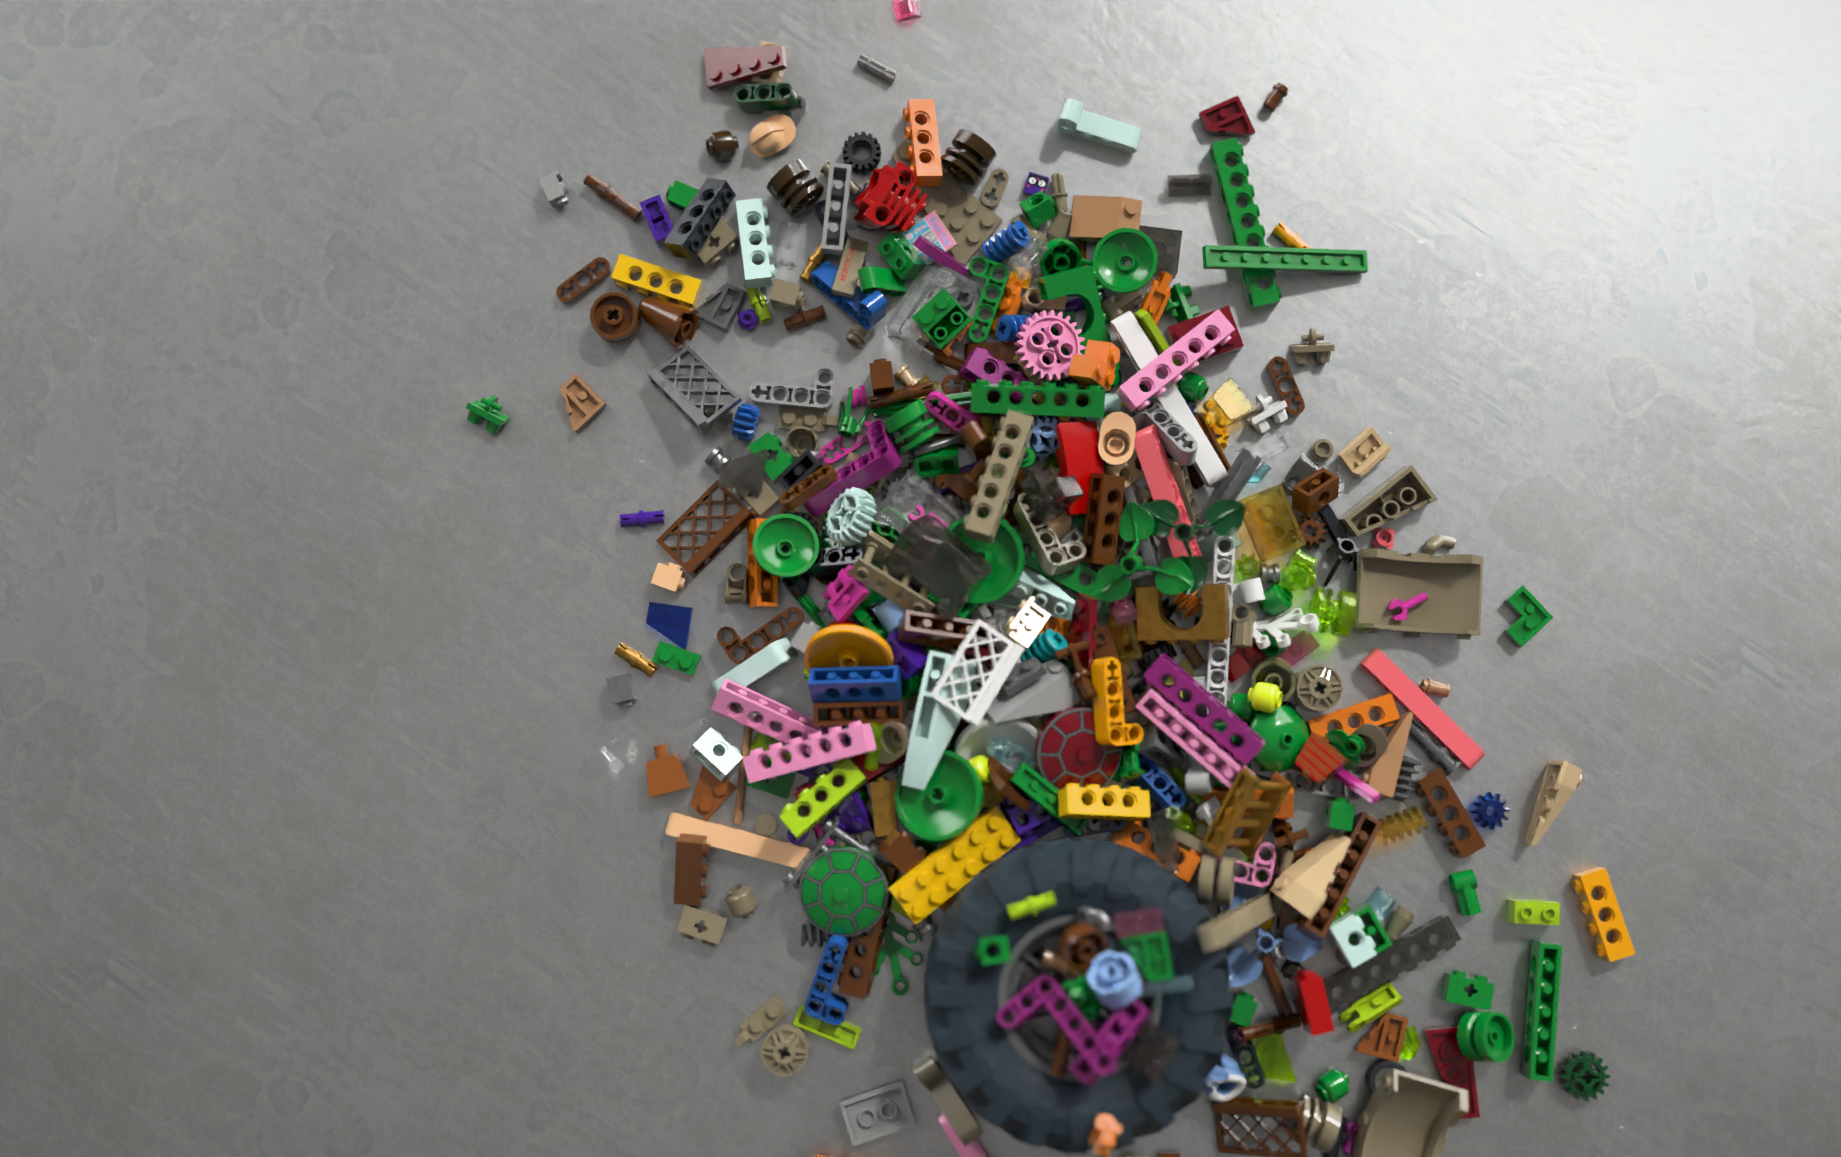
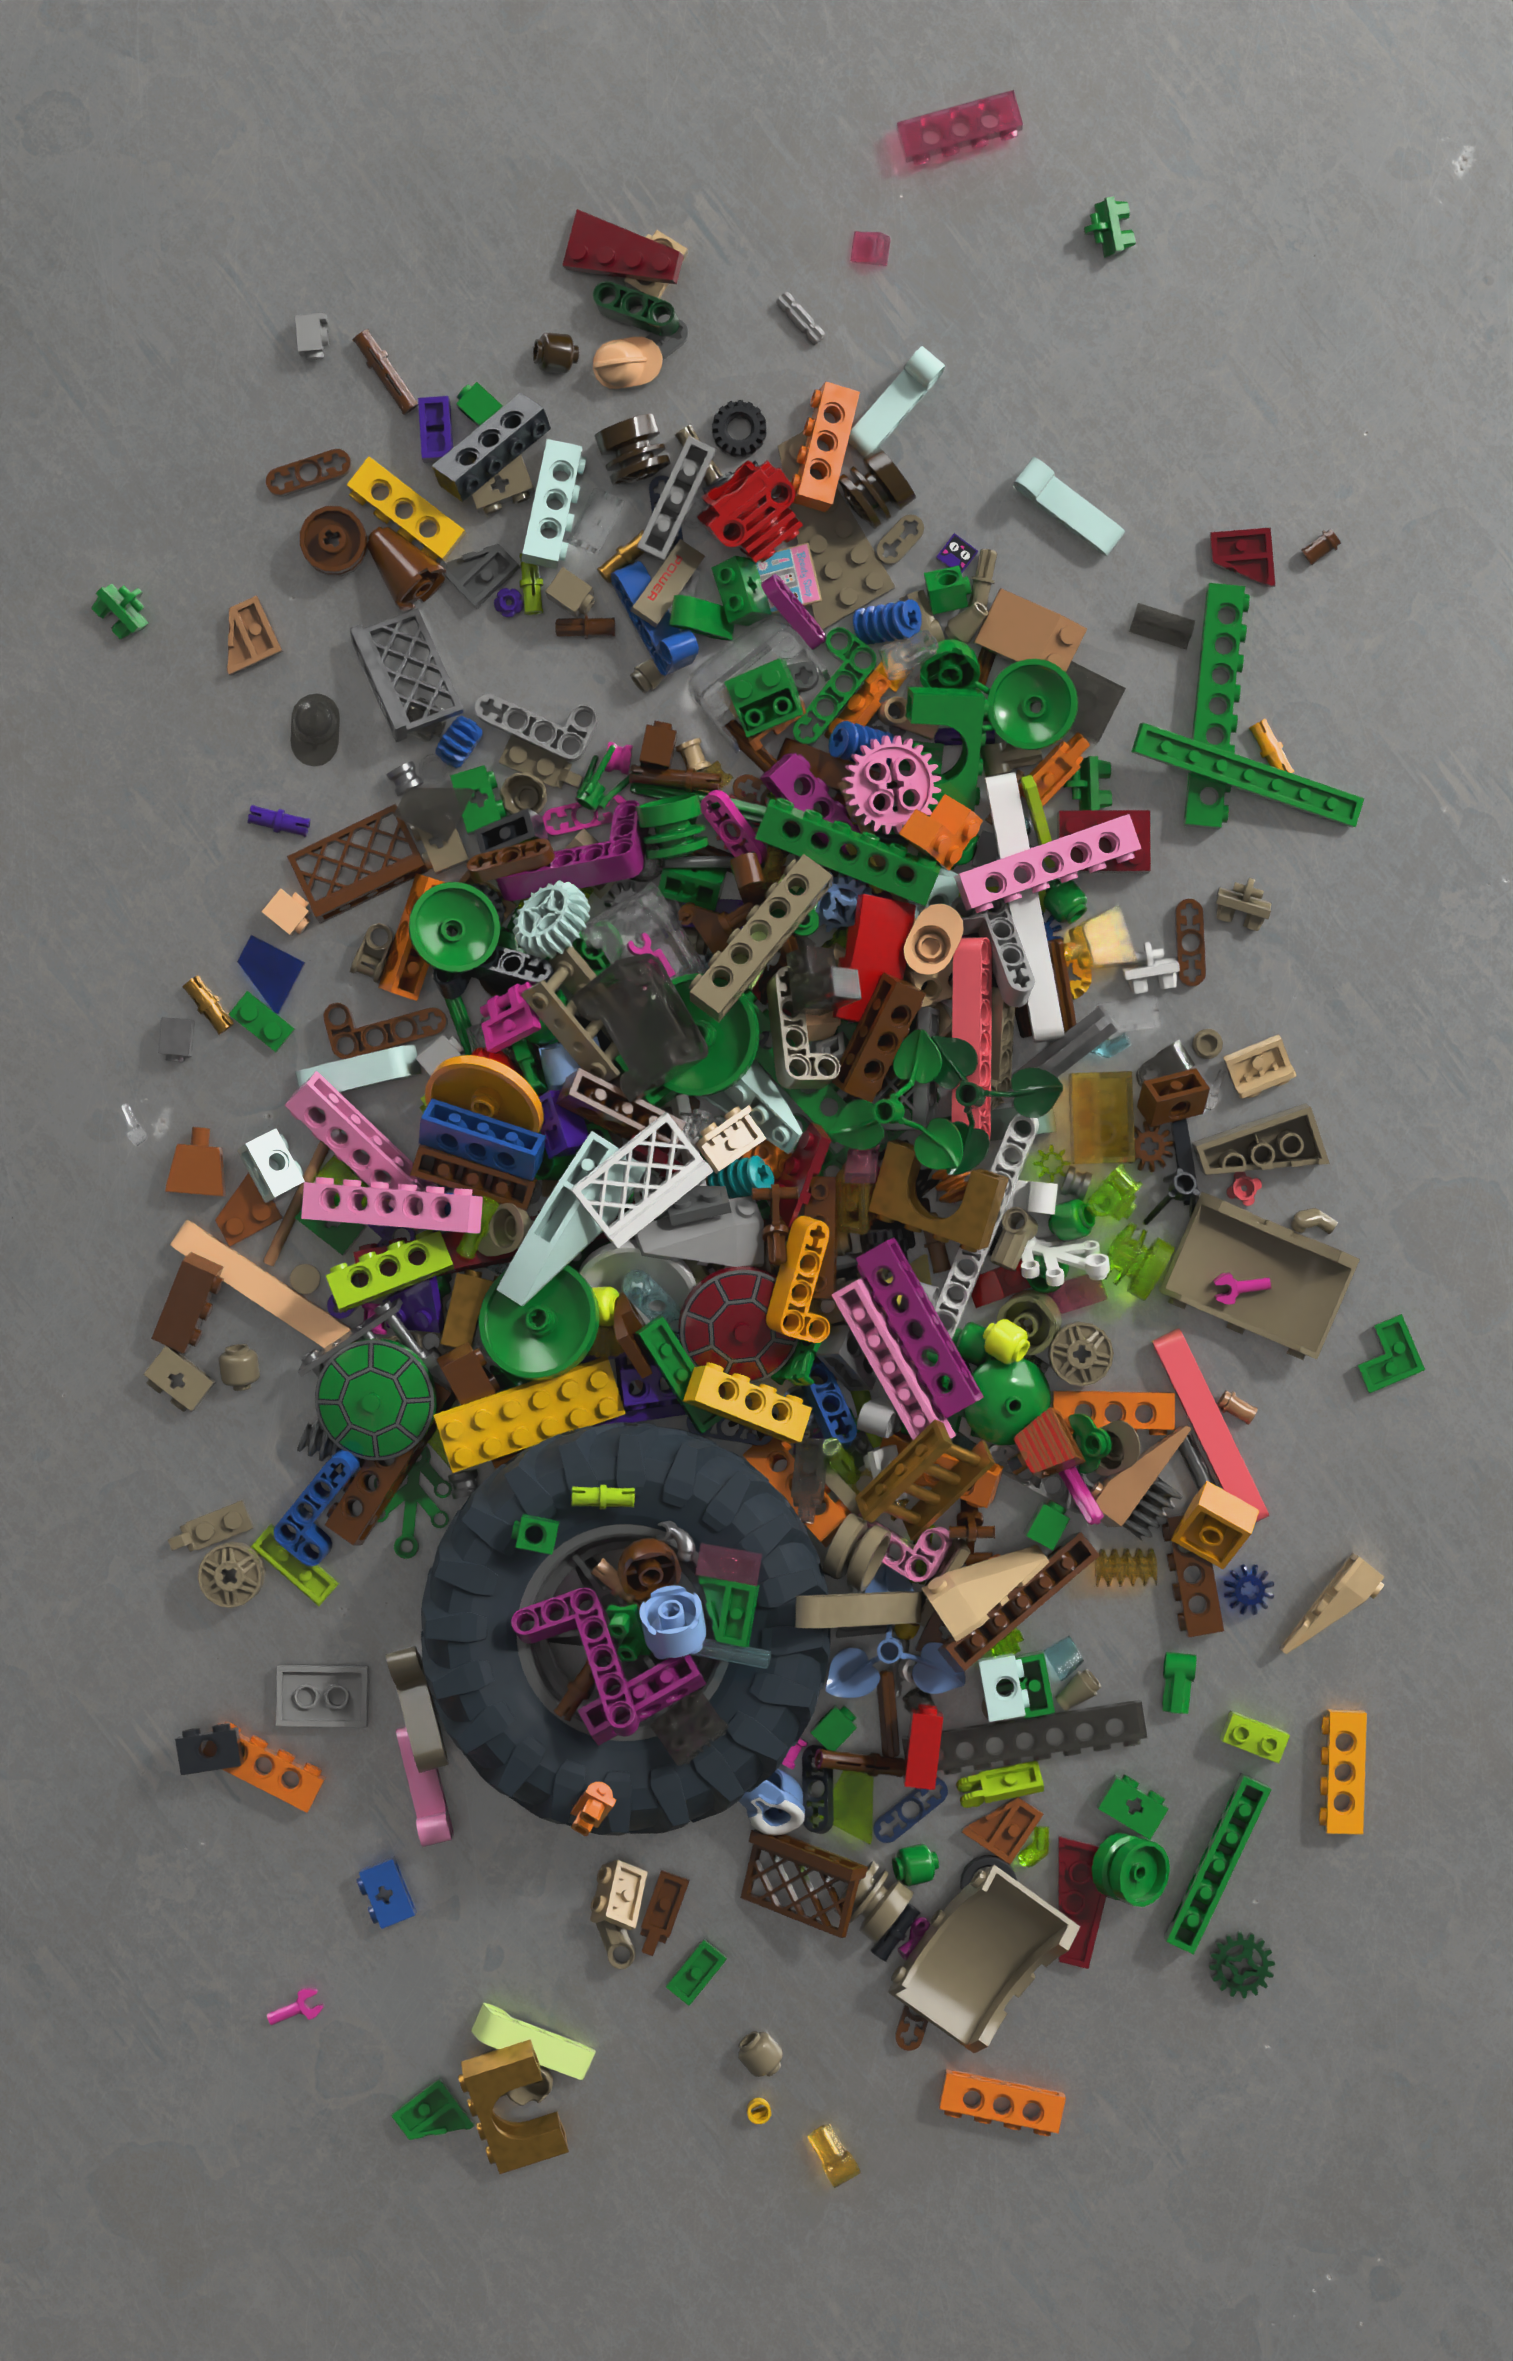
camera: 20 degrees right, 5 degrees up
(646, 449) = (315, 729): none -> clear smoke piece
(961, 96) = (896, 402): none -> light aqua beam
(1304, 1048) = (897, 1829): none -> dark blue beam
(1455, 774) = (1215, 1525): none -> light orange slope

